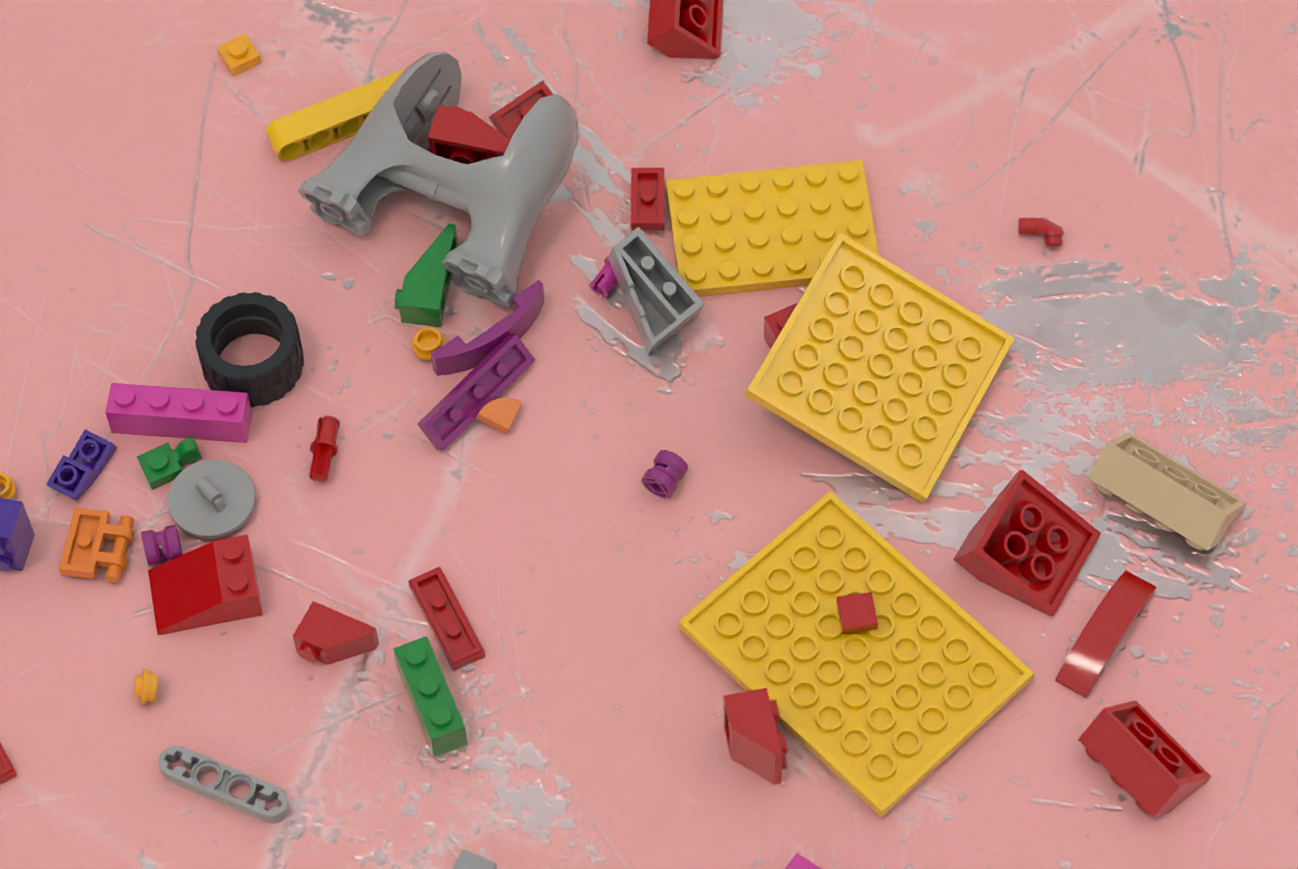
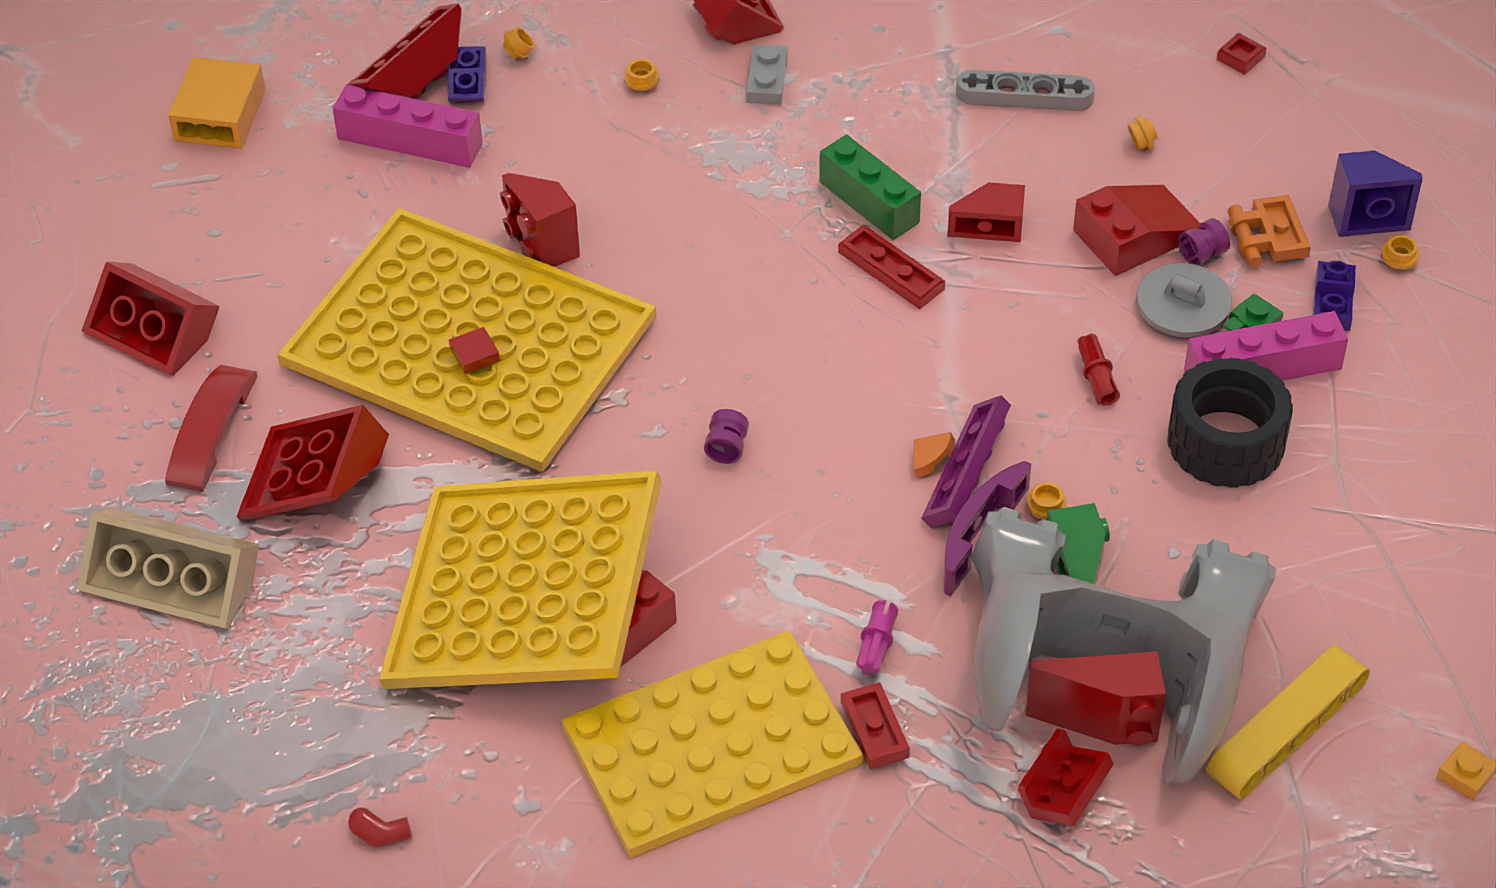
camera: 160 degrees right, 10 degrees down
(652, 289) = (815, 594): light grey wedge -> none

